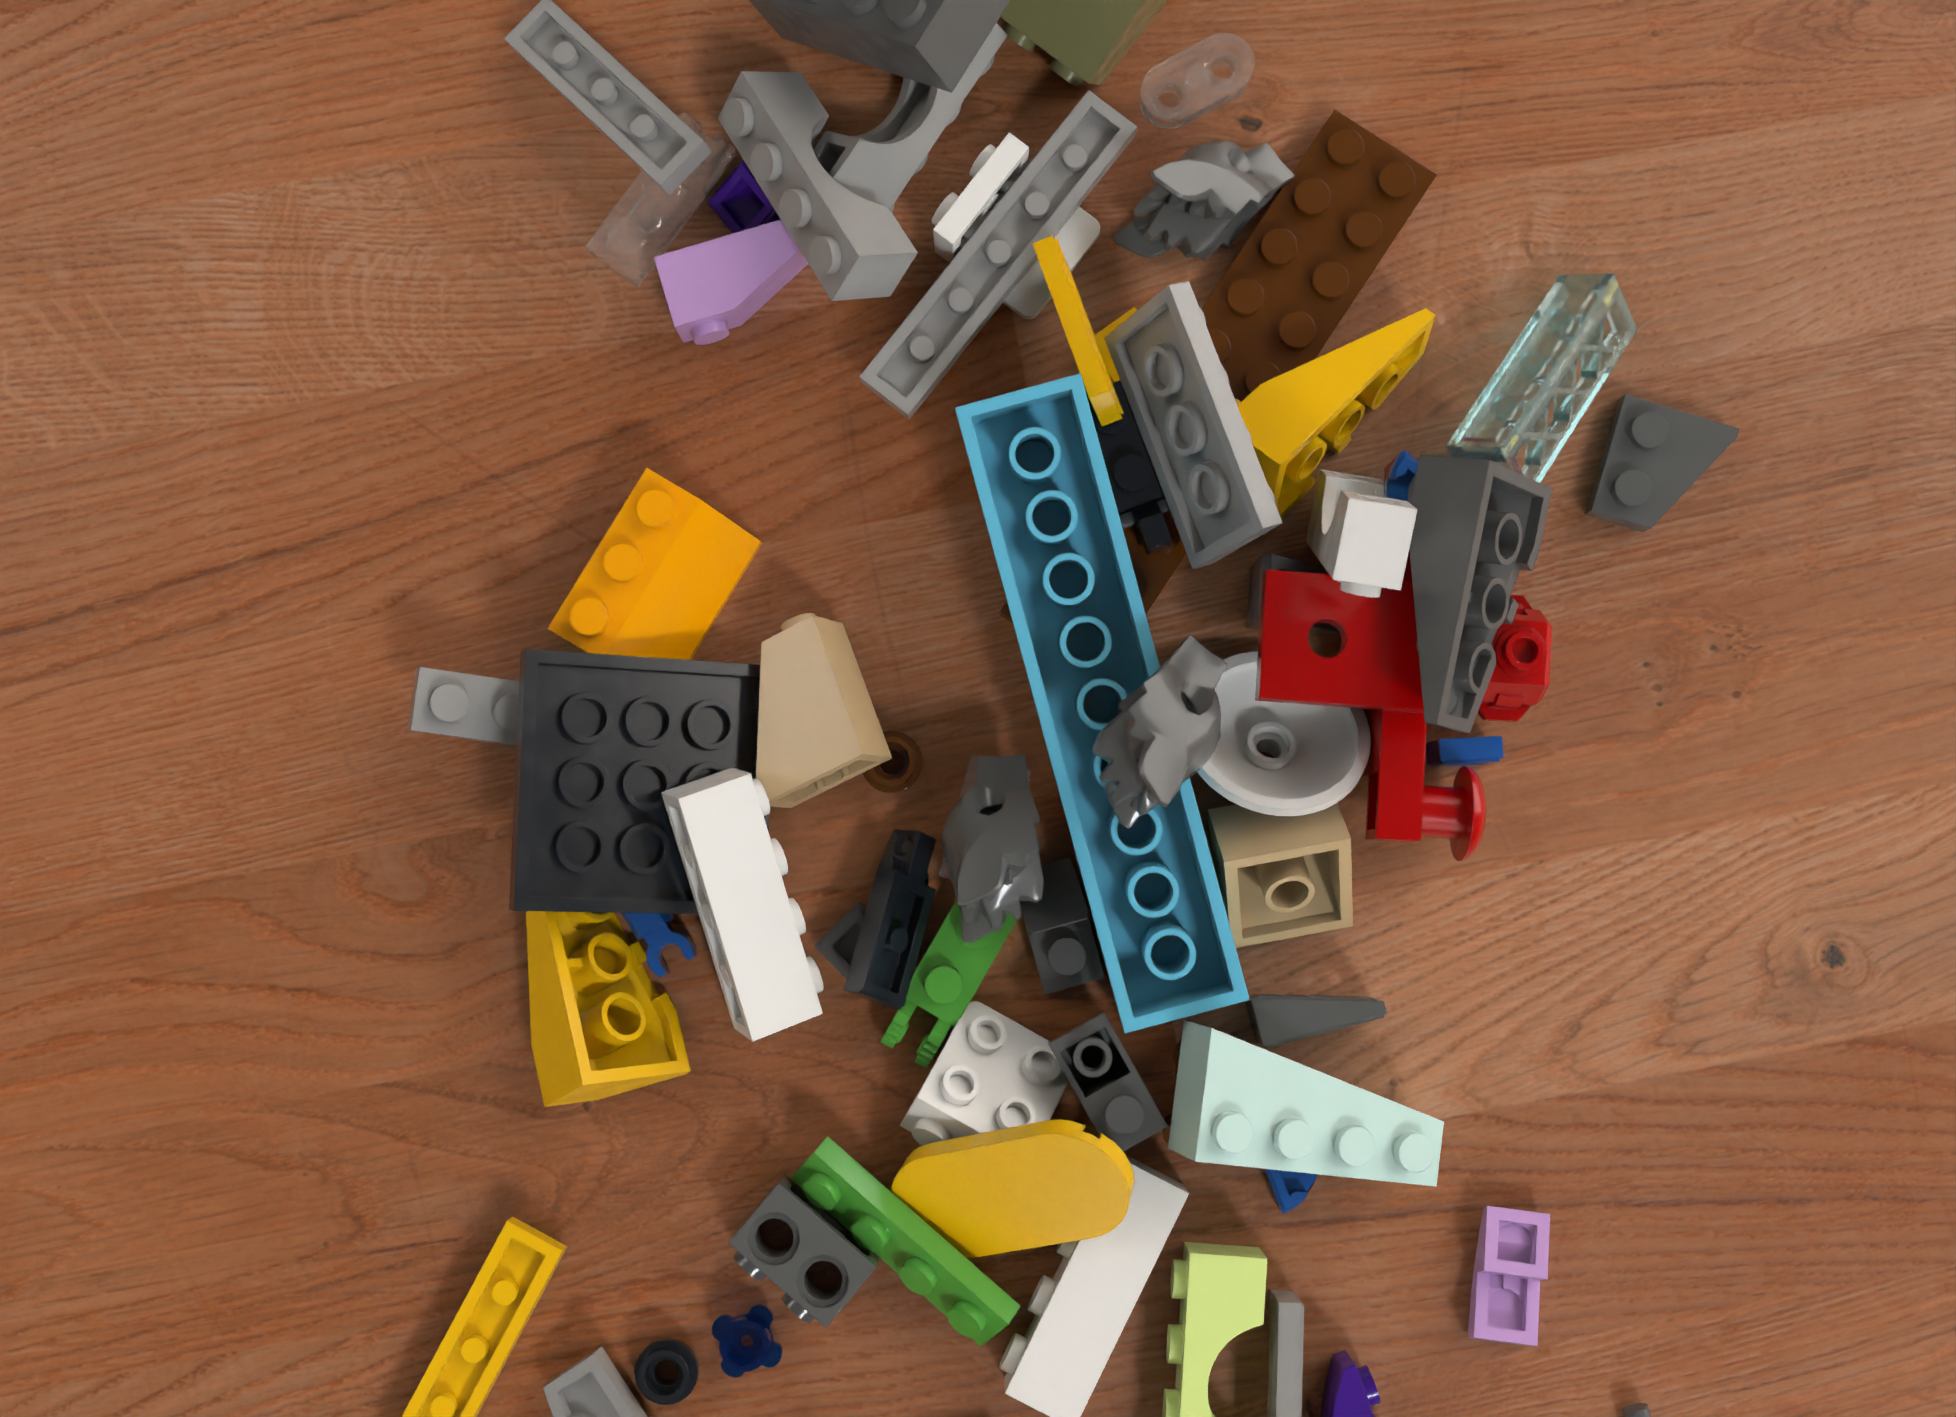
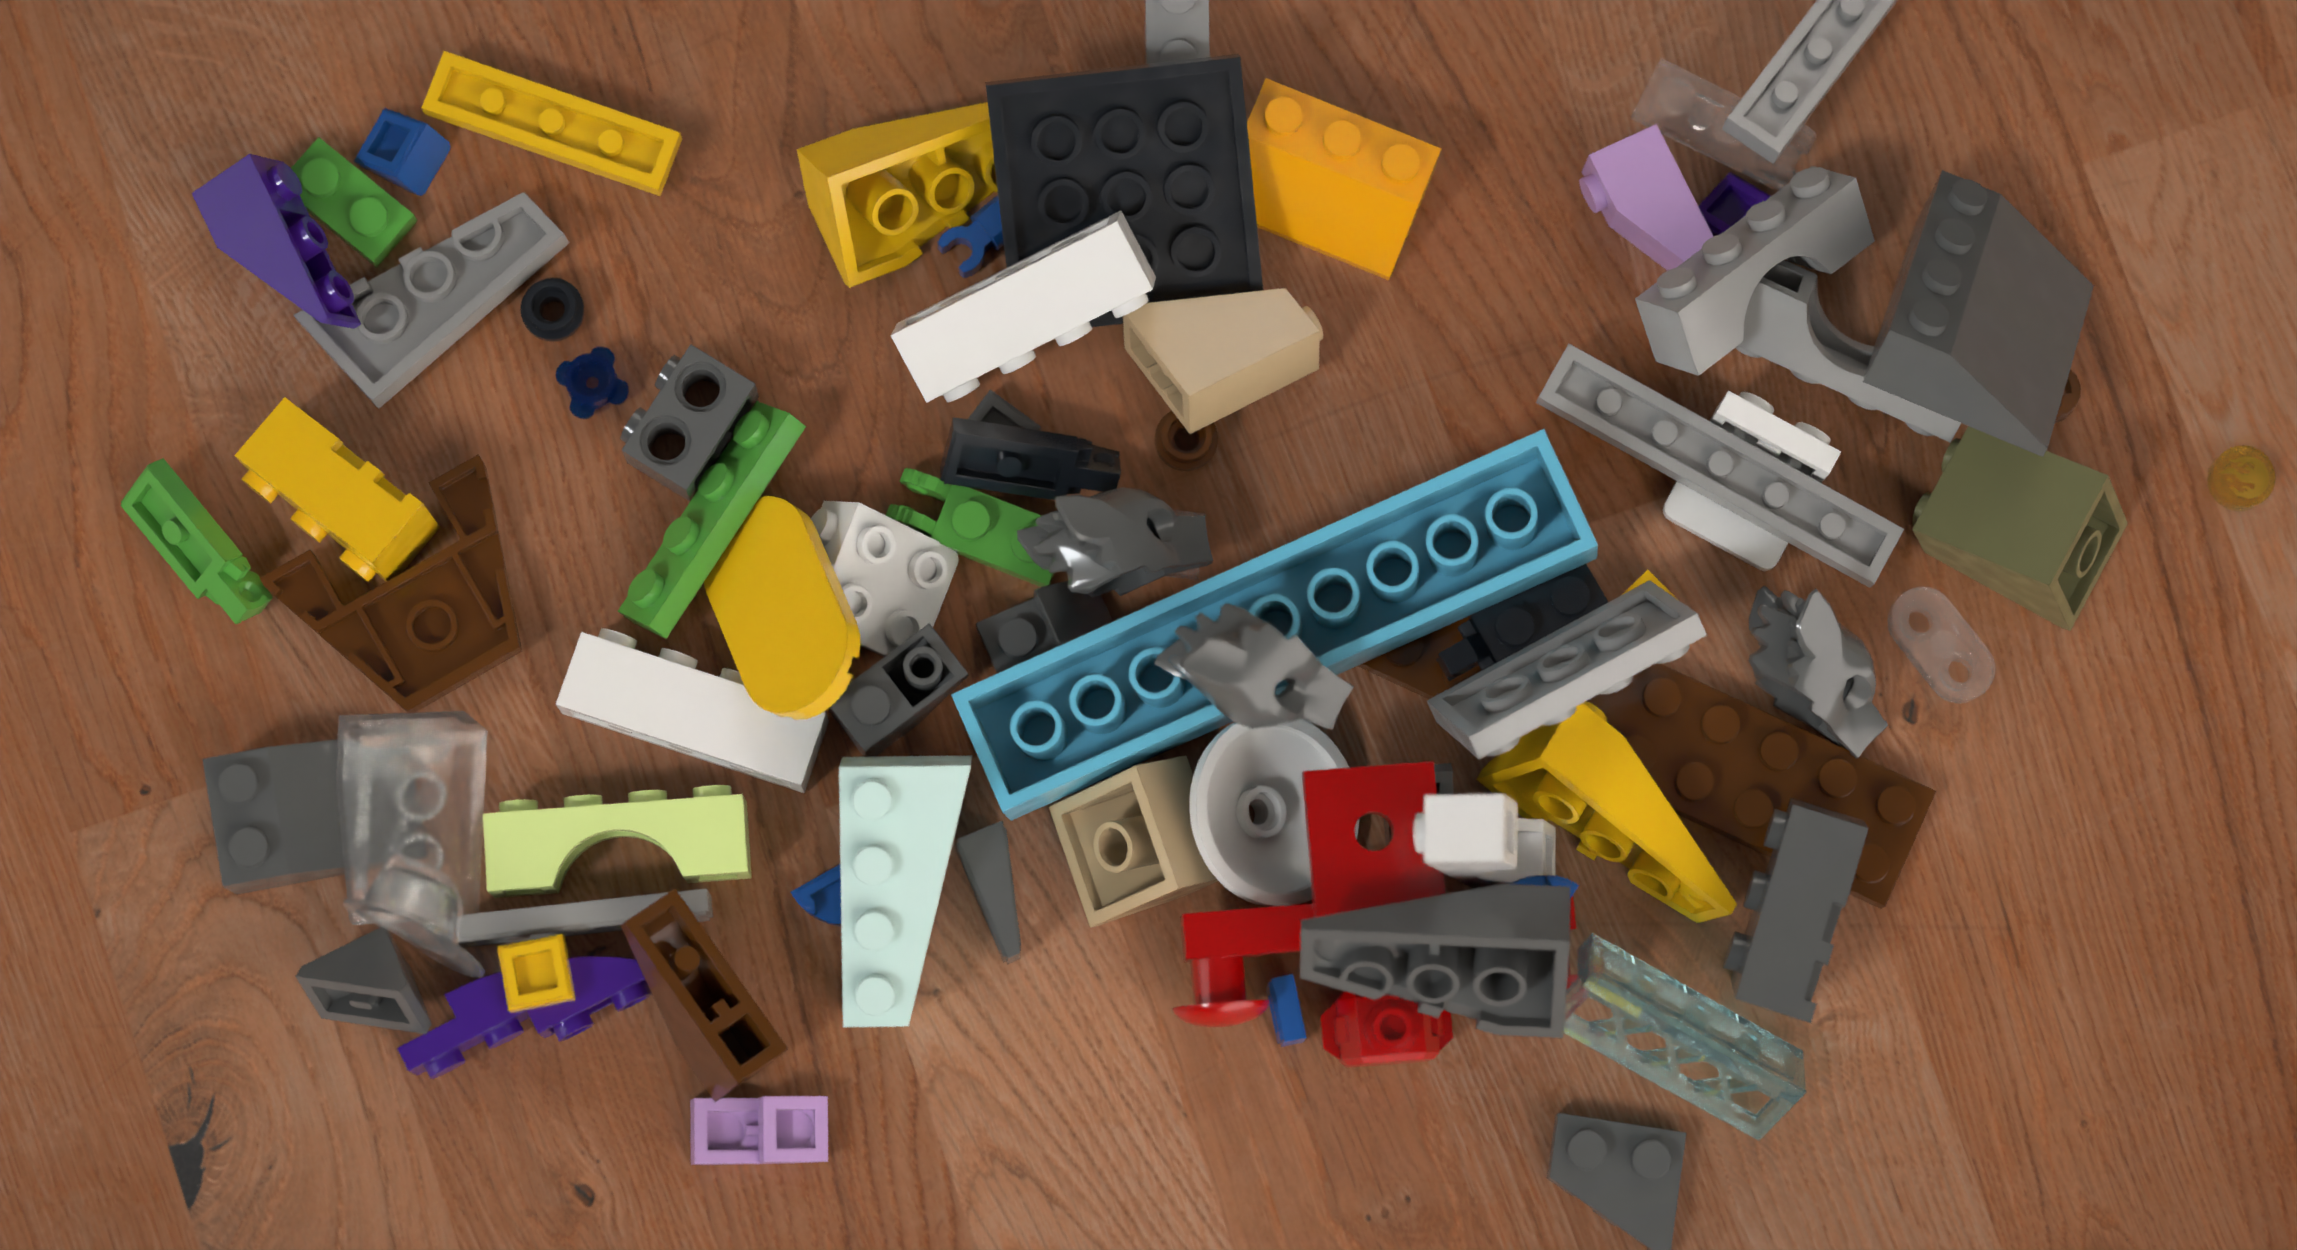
camera: 70 degrees right, 5 degrees down
(1078, 330) = (1649, 549): yellow tile -> none
(1385, 1323) = (701, 997): none -> reddish brown slope
(1443, 255) = (1795, 908): none -> dark grey wedge

